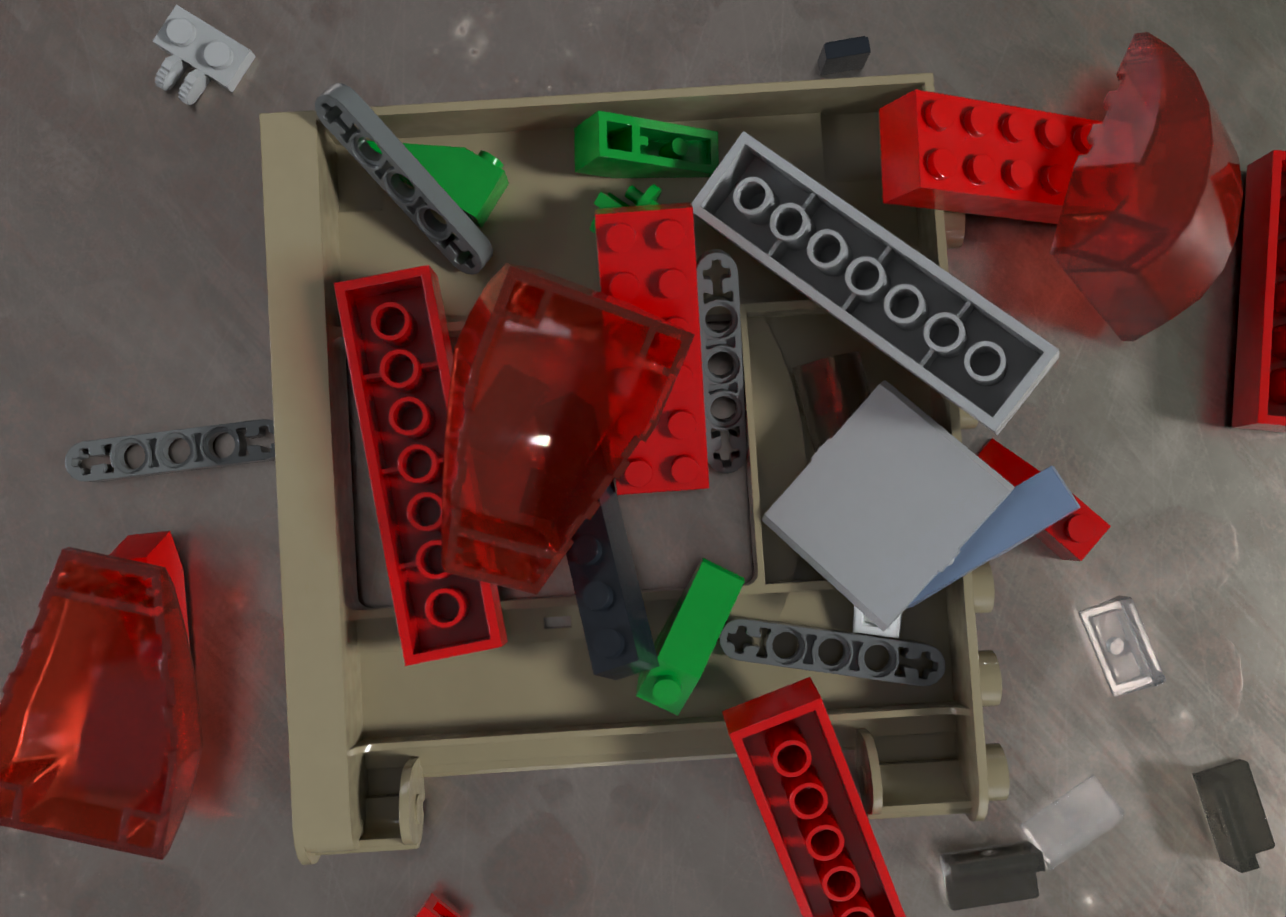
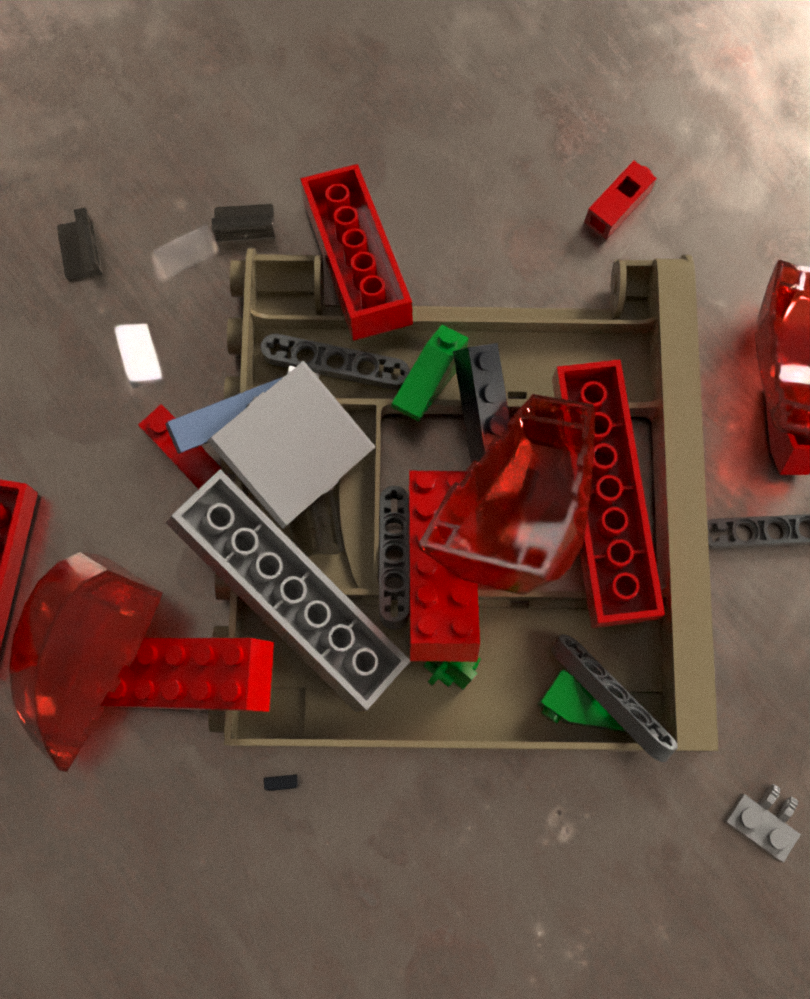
camera: 175 degrees left, 10 degrees down
(643, 148) = (435, 715): green slope -> none

